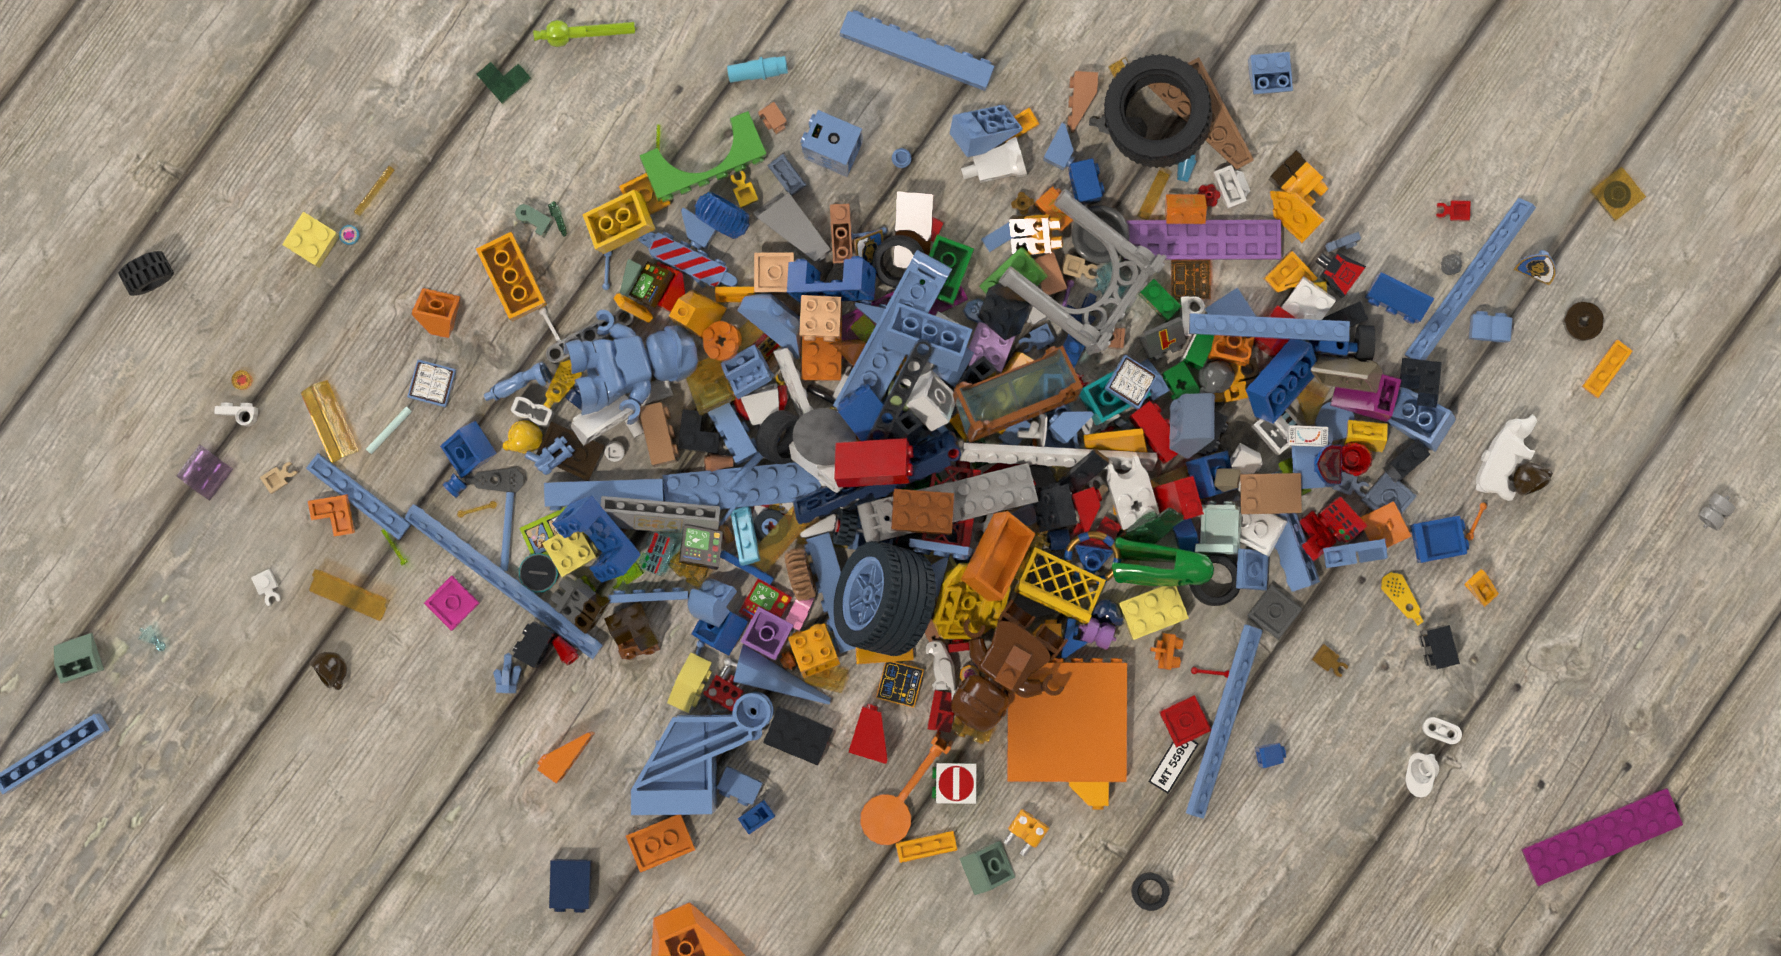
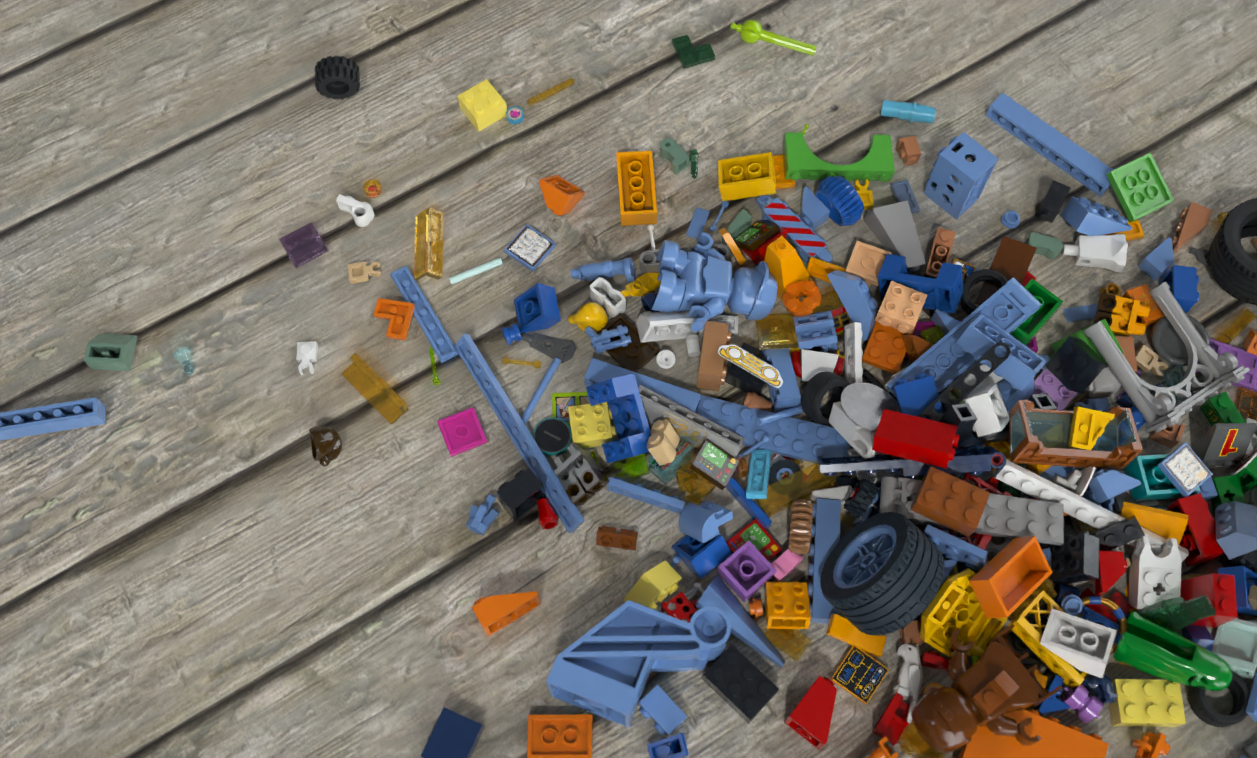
camera: 20 degrees right, 20 degrees down
(588, 286) = (697, 223): none -> medium blue sticker
(632, 624) = (619, 512): dark brown brick -> none
(645, 546) = (663, 442): none -> tan brick
(698, 435) = (751, 364): none -> sticker
(936, 127) = (1052, 201): none -> black slope
(943, 176) = (1045, 245): none -> sand green leg
(1019, 73) = (1140, 187): none -> bright green plate
(1028, 380) = (1087, 427): none -> yellow wing
(1064, 550) = (1072, 604): none -> medium blue plate
(1076, 585) = (1078, 642): none -> white slope

